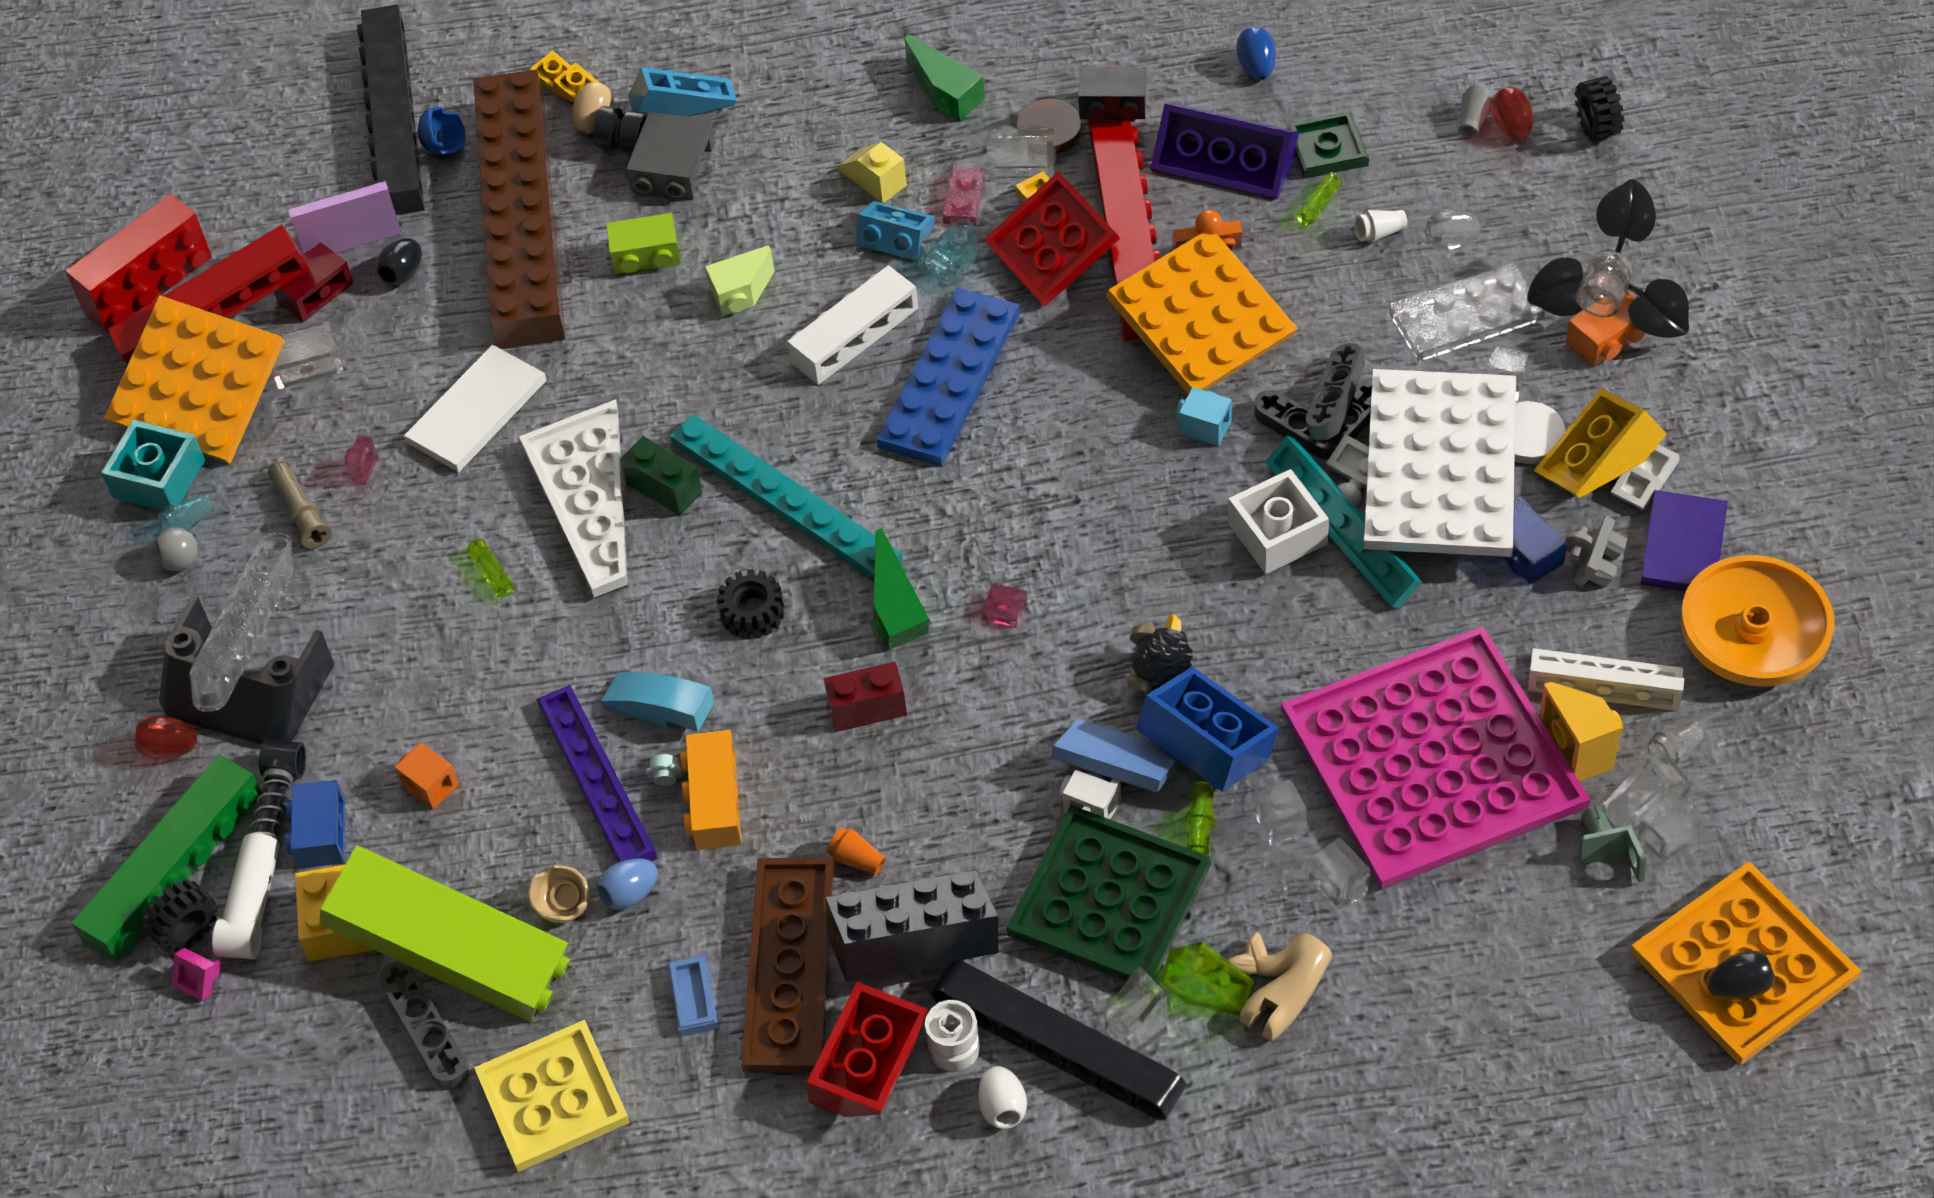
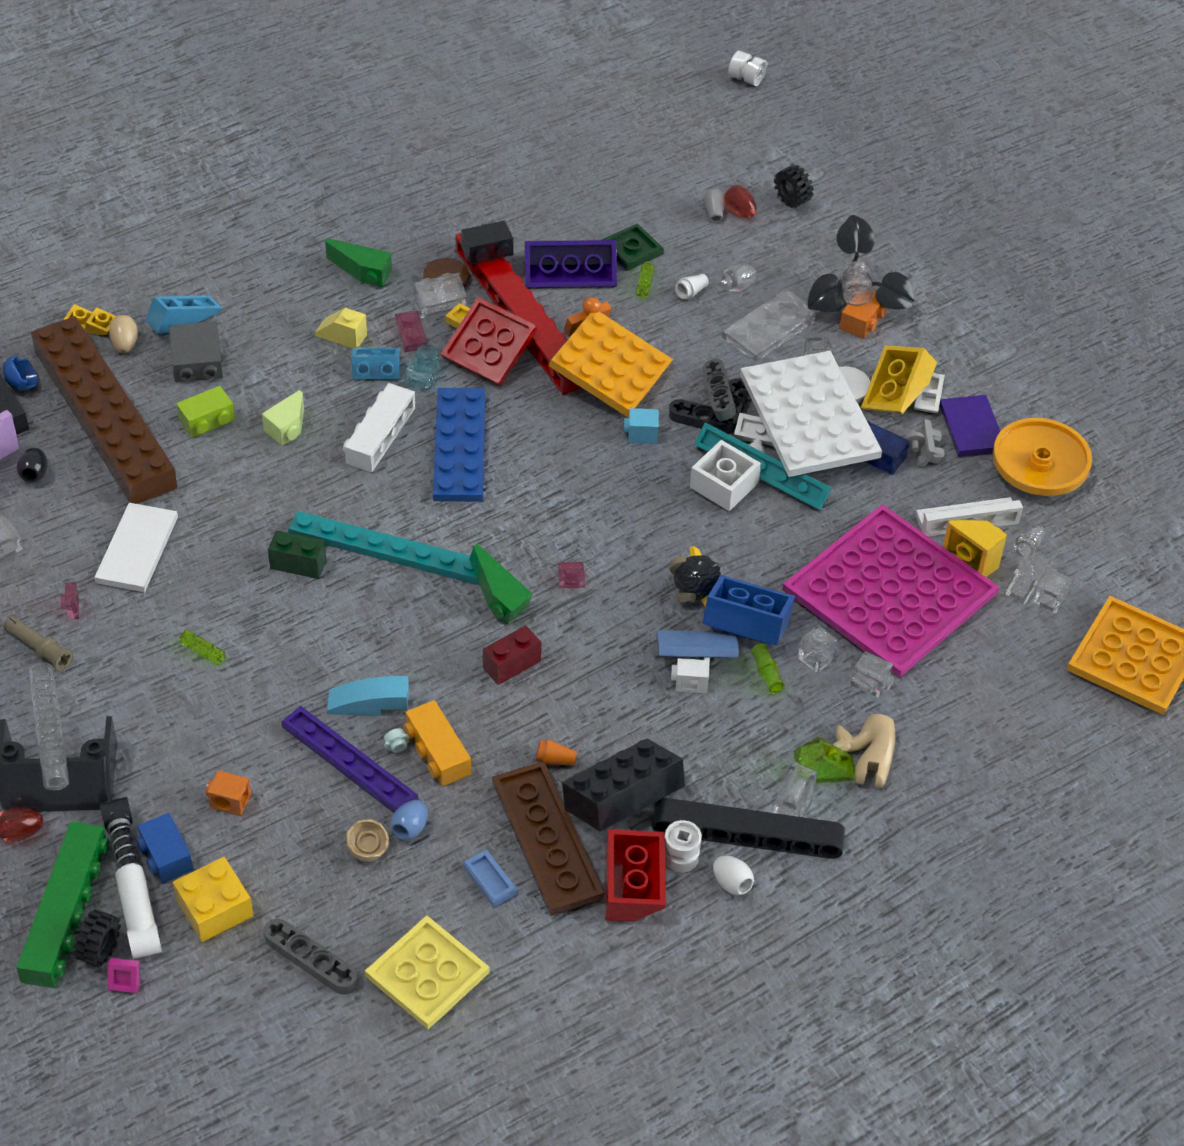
camera: 30 degrees left, 5 degrees down
(444, 934) = (304, 887): lime brick -> none
(583, 483) = (243, 575): white wing -> none
(616, 129) = (153, 342): black wheel -> none
(750, 587) = (398, 608): black tyre -> none
(1108, 895) = (735, 731): dark green plate -> none
(1256, 52) = (560, 201): blue animal -> none
(1609, 843) = (1023, 609): sand green bracket -> none
(1741, 977) = (1145, 660): black animal -> none

